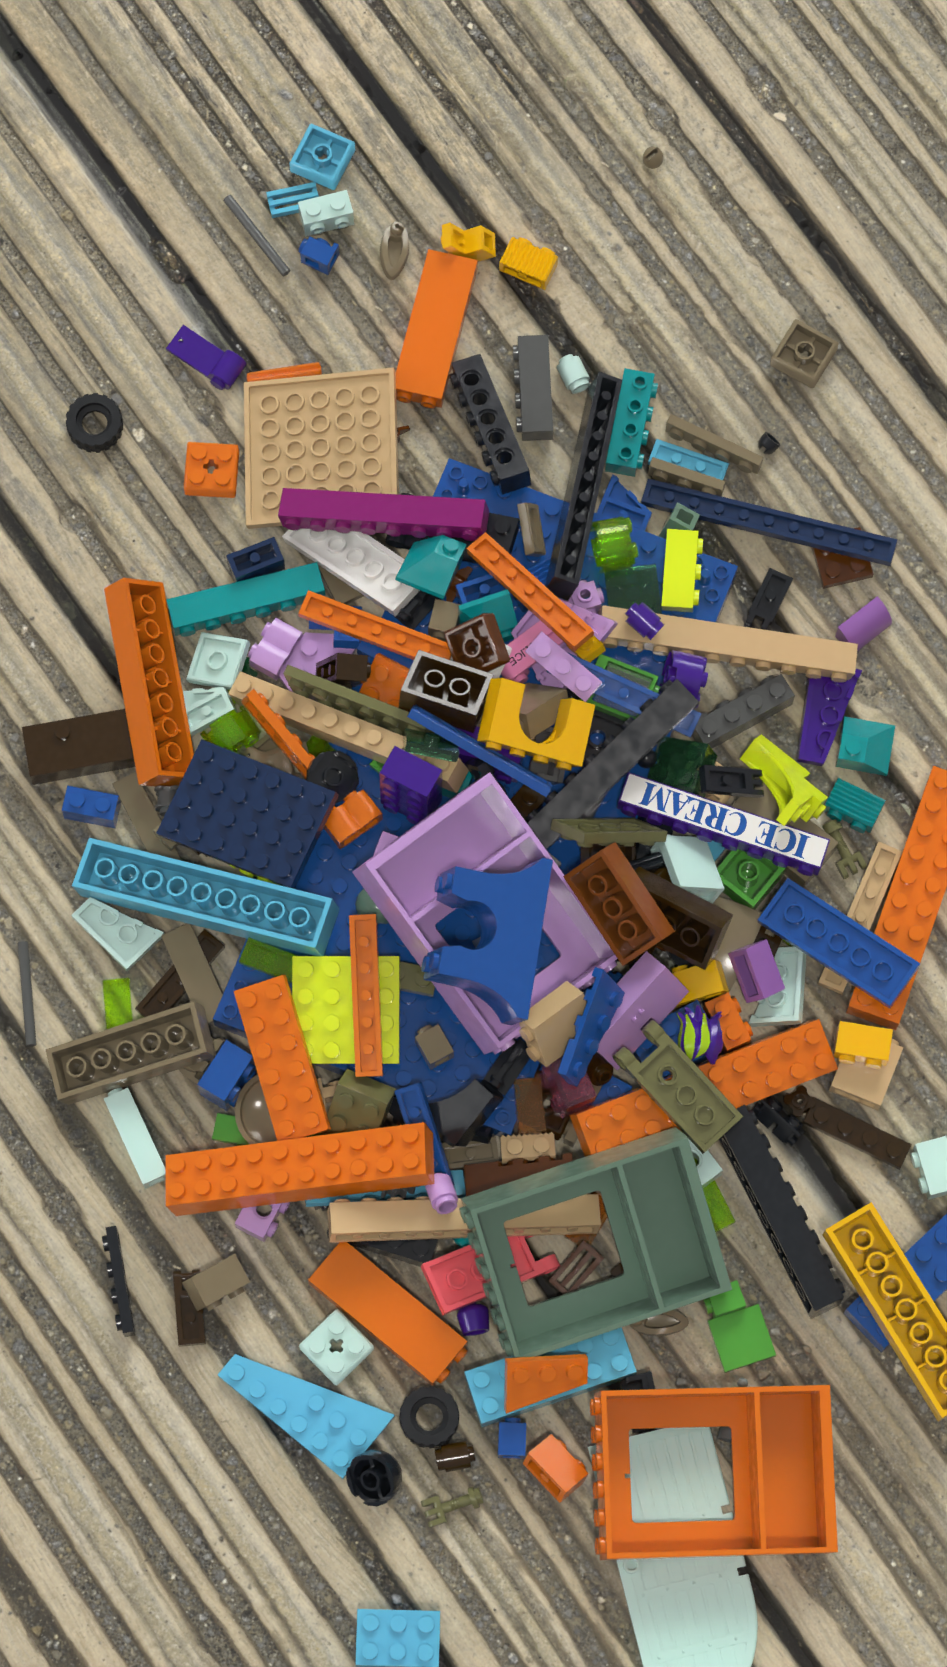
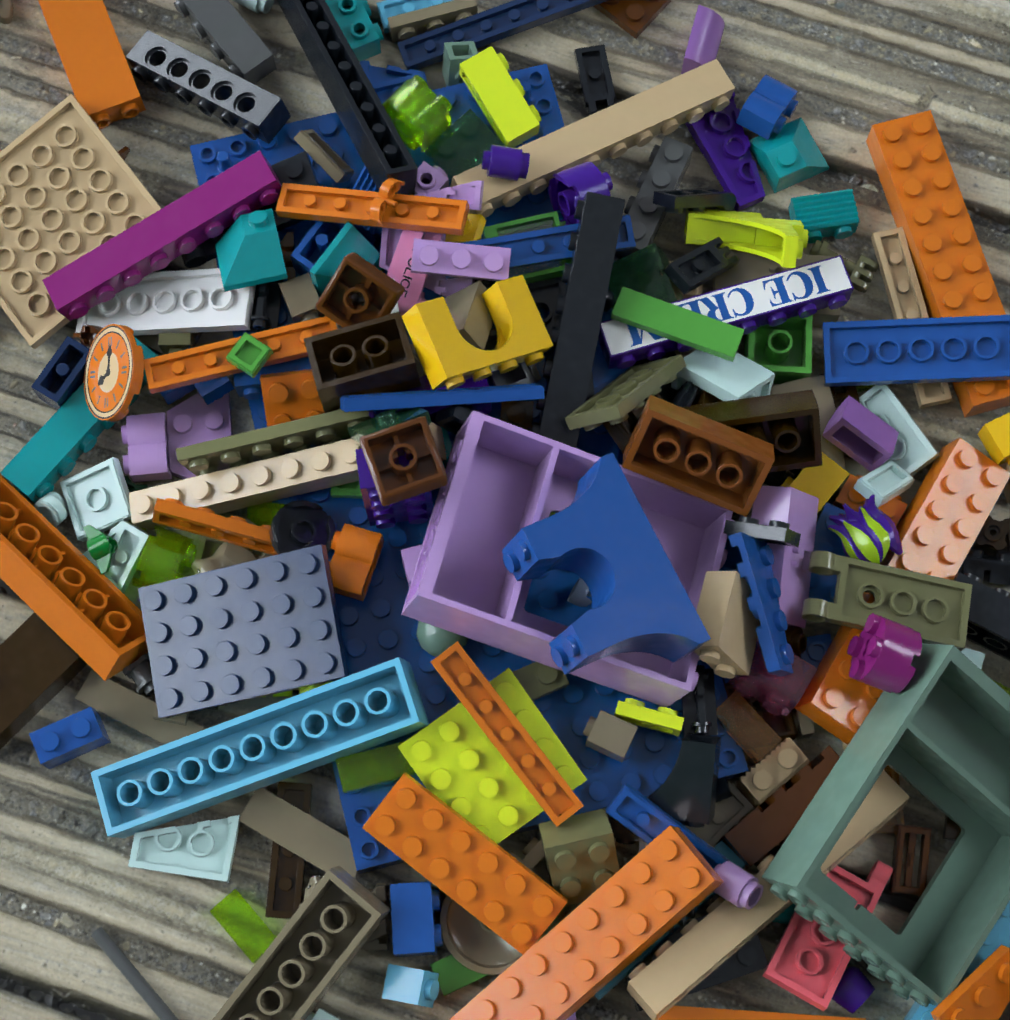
camera: 35 degrees left, 0 degrees up
(184, 646) = (53, 508): none -> light aqua tile
(195, 1116) = (411, 985): none -> medium azure brick
(196, 695) = (100, 547): none -> green piece
(284, 584) = (113, 372): none -> orange tile
(292, 548) = (87, 334): none -> reddish brown piece
(343, 592) = (176, 342): none -> olive tile
(344, 669) = (237, 414): dark brown brick -> none
(379, 635) = (249, 355): none -> bright green tile
(407, 760) = (416, 443): none -> reddish brown brick
(461, 1043) = (661, 720): none -> neon yellow plate
(543, 588) = (385, 195): none -> orange piece
(631, 988) = (775, 533): none -> black plate
(643, 1114) = (884, 654): none -> magenta brick
(679, 809) = (677, 324): none -> bright green tile
(745, 1014) = (884, 483): none -> light aqua tile
(767, 732) = (694, 200): none -> black plate
(873, 702) = (767, 107): none -> blue brick

